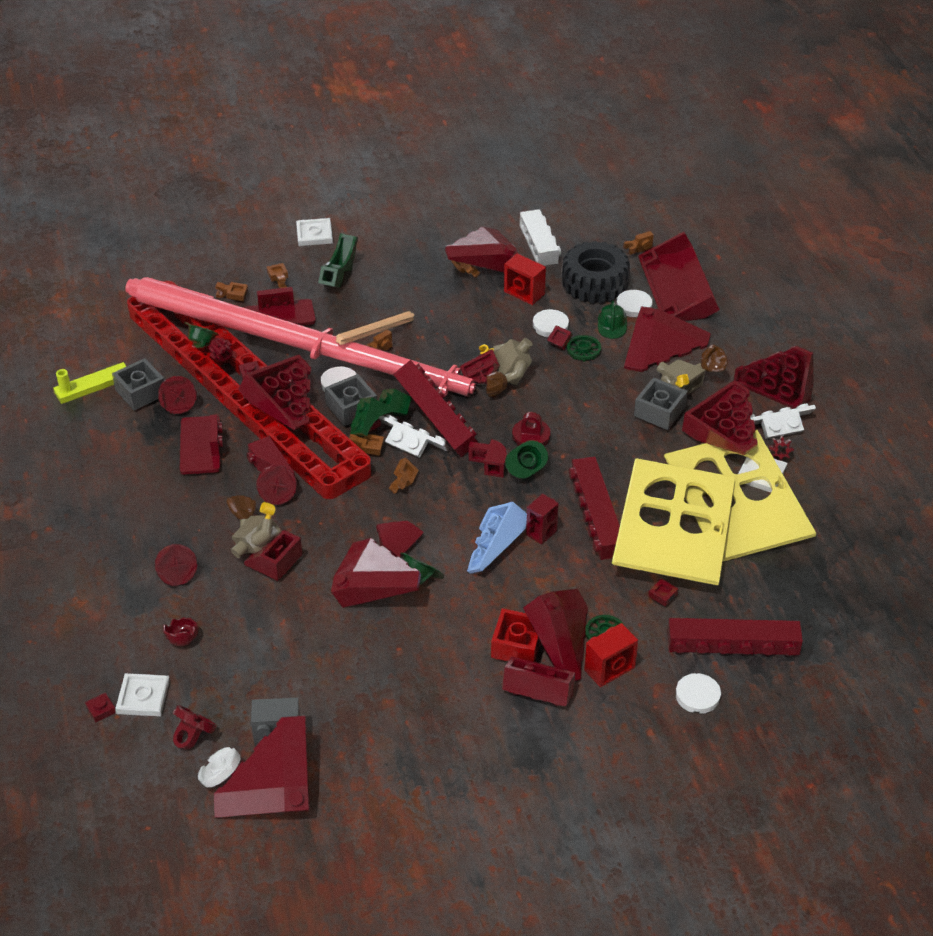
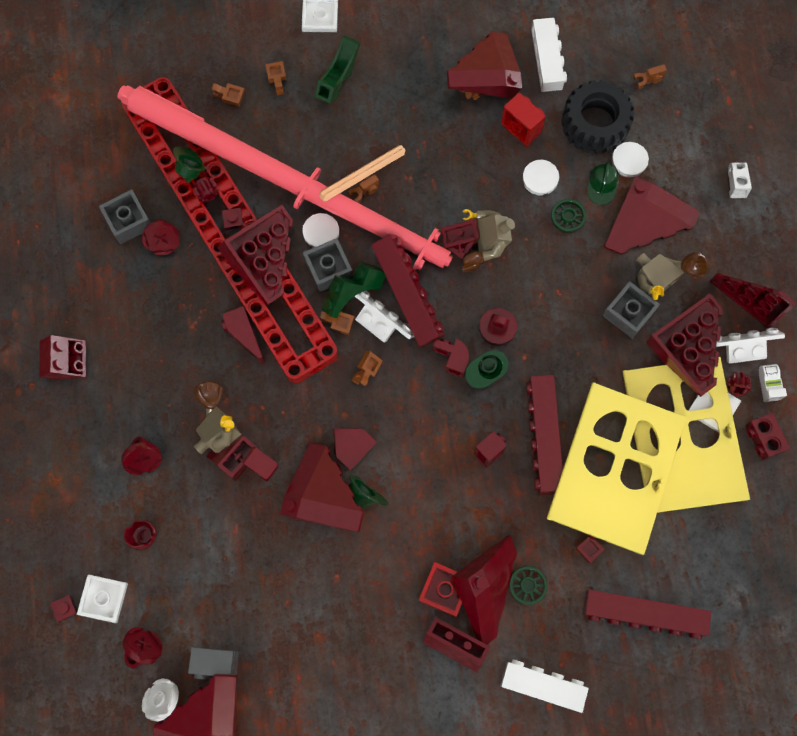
camera: 10 degrees right, 30 degrees up
(81, 498) = (62, 358): none -> dark red slope
(85, 385) = (80, 203): neon yellow piece -> none
(200, 444) = (179, 299): dark red bracket -> none
(276, 484) = (244, 369): dark red tile -> none
(281, 304) = (272, 129): dark red bracket -> none
(305, 554) = (260, 463): none -> dark red slope
(499, 529) = (447, 455): light blue wedge -> none
(559, 337) = (546, 201): dark red plate -> none
(610, 654) = (527, 626): red brick -> none
(640, 710) = (543, 686): none -> white brick
(678, 279) = (680, 135): dark red slope -> none
(698, 693) = (600, 671): white tile -> none
(742, 306) = (739, 180): none -> white leg
(812, 445) = (771, 383): none -> white leg
(820, 485) = (772, 434): none -> dark red brick

